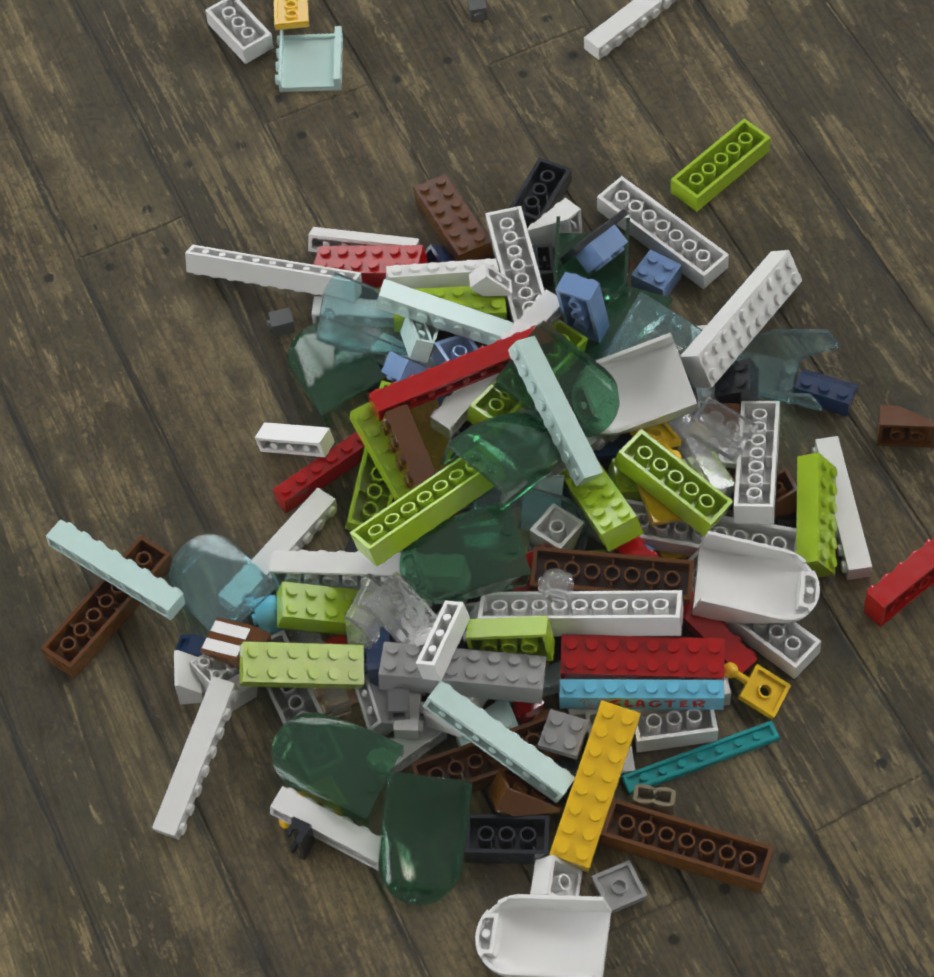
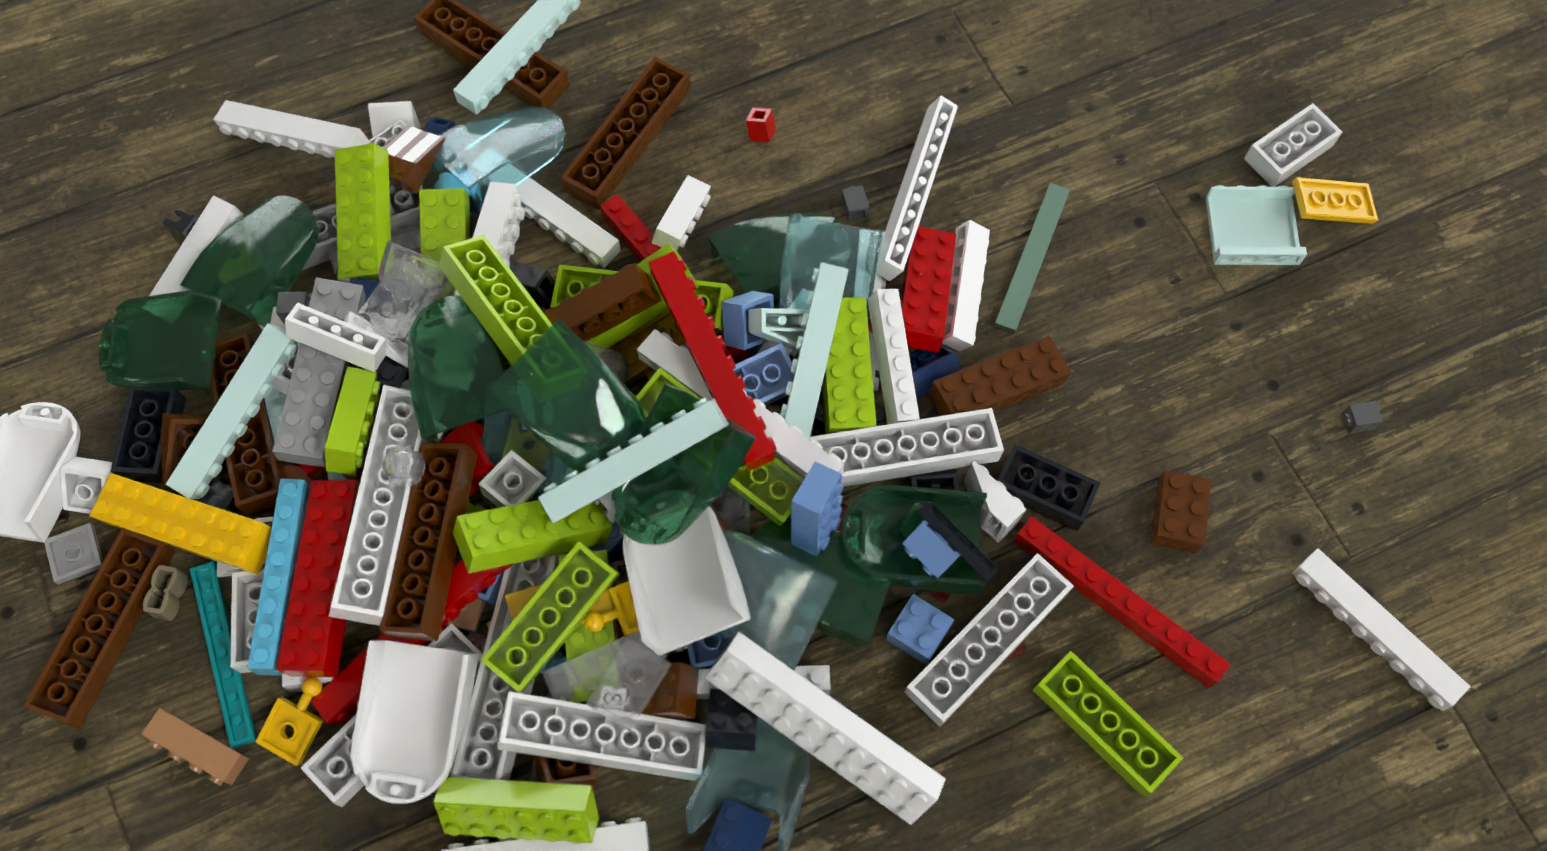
camera: 85 degrees right, 10 degrees up
(201, 388) = (761, 124): none -> red brick
(204, 490) = (626, 133): none -> reddish brown brick
(334, 204) = (1032, 258): none -> sand green tile
(489, 282) = (867, 405): white slope -> none
(555, 116) = (1181, 511): none -> reddish brown brick
(563, 734) = (247, 488): light grey plate -> none
(631, 151) = (1123, 604): none -> red brick
(781, 761) = (195, 747): none -> medium nougat brick

